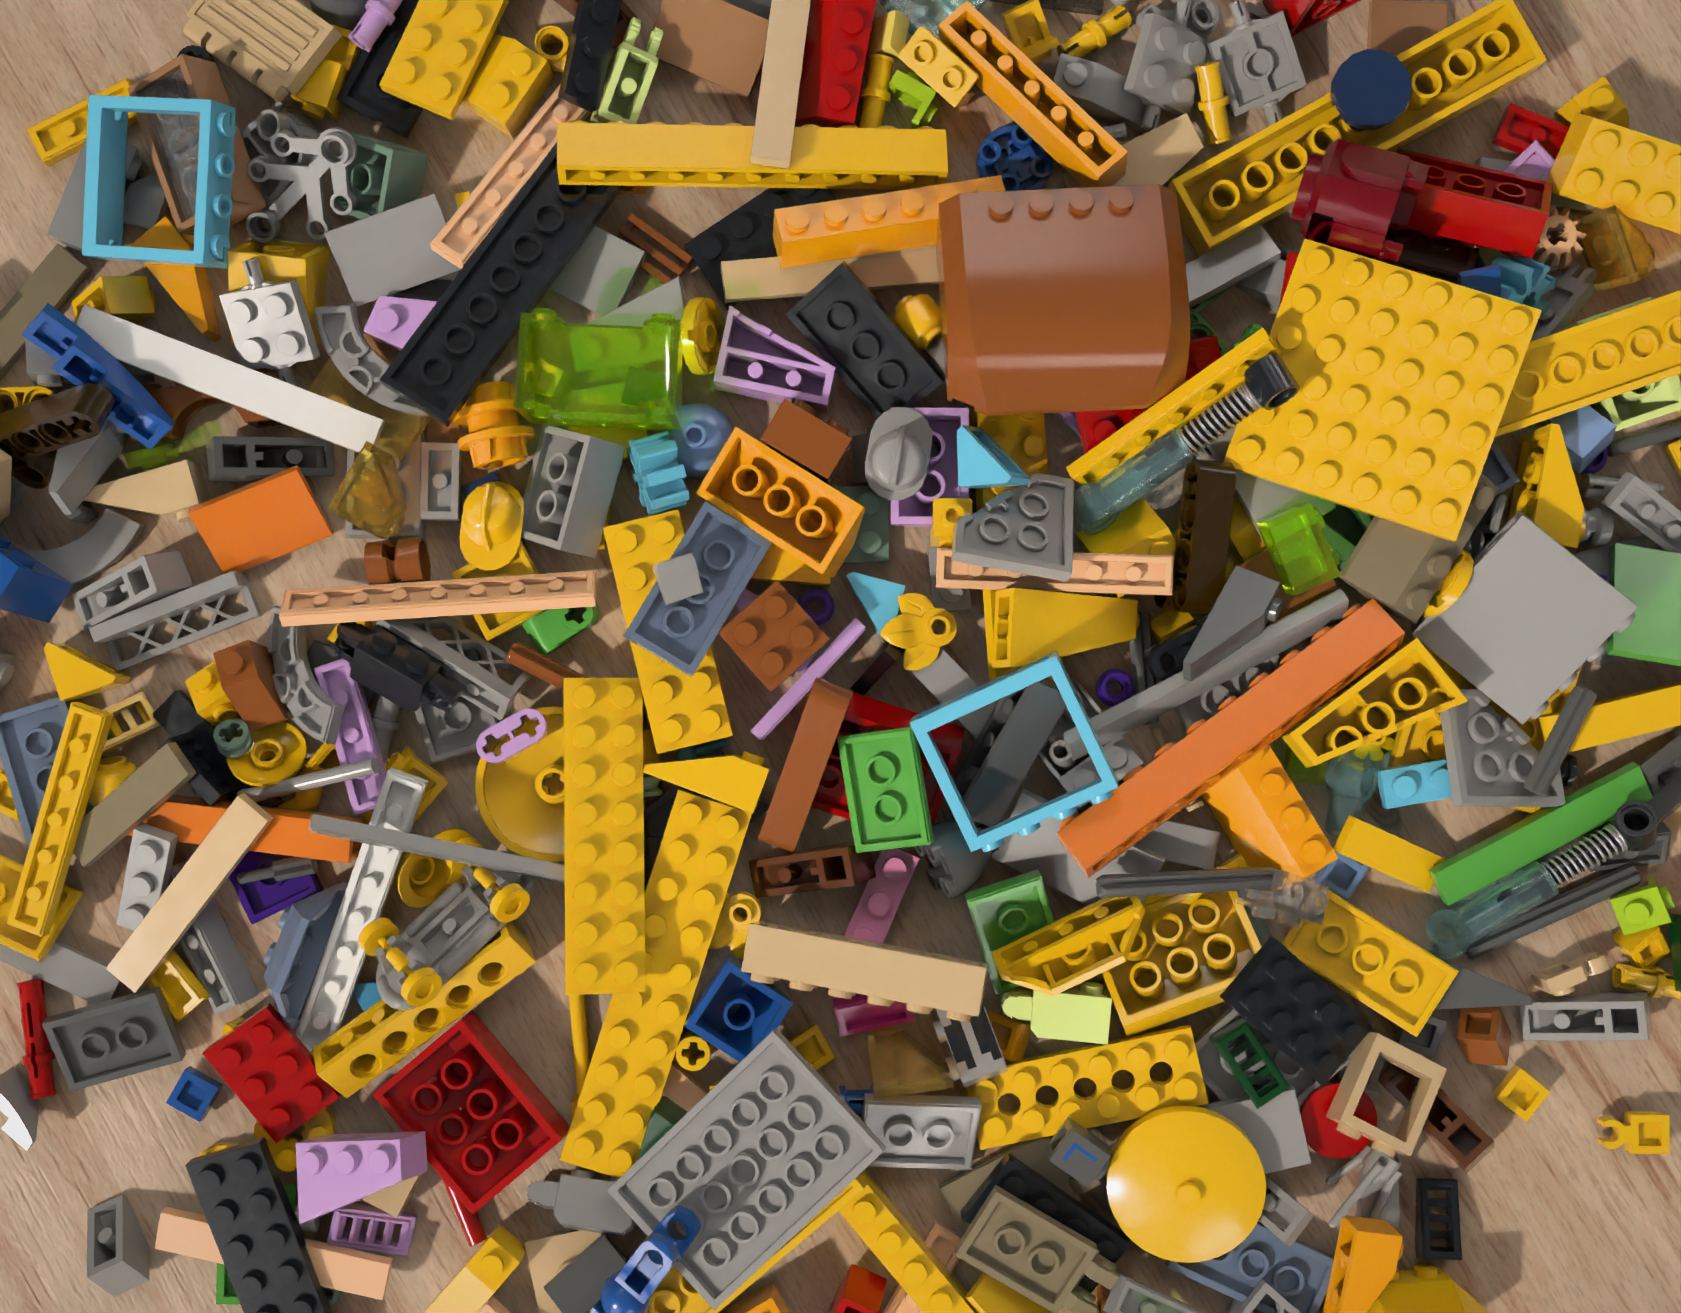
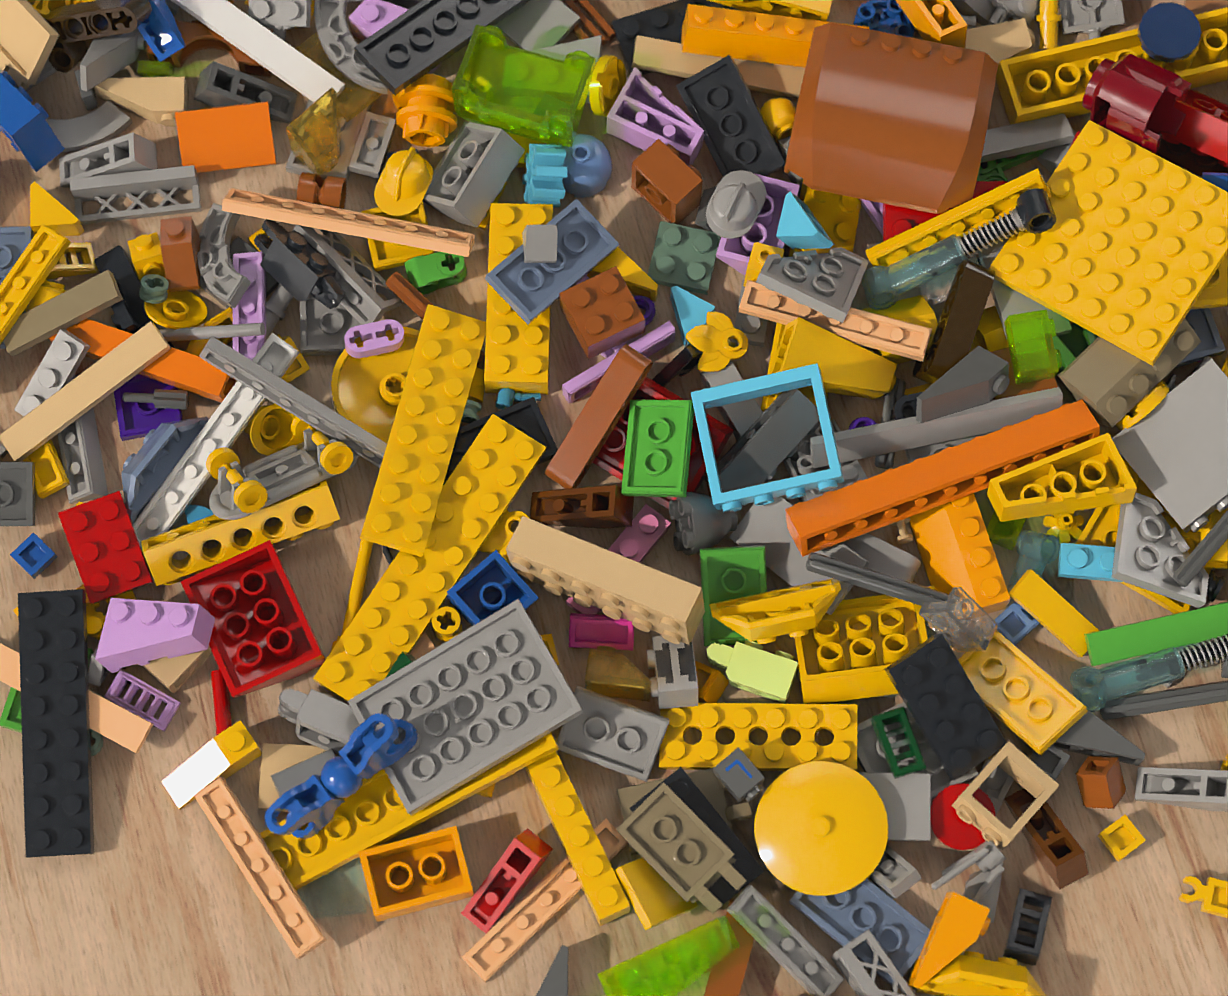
camera: 15 degrees right, 15 degrees down
(723, 778) = (526, 410): yellow slope -> none
(783, 503) = (638, 219): light orange slope -> none
(1563, 976) = (1177, 751): tan plate -> none

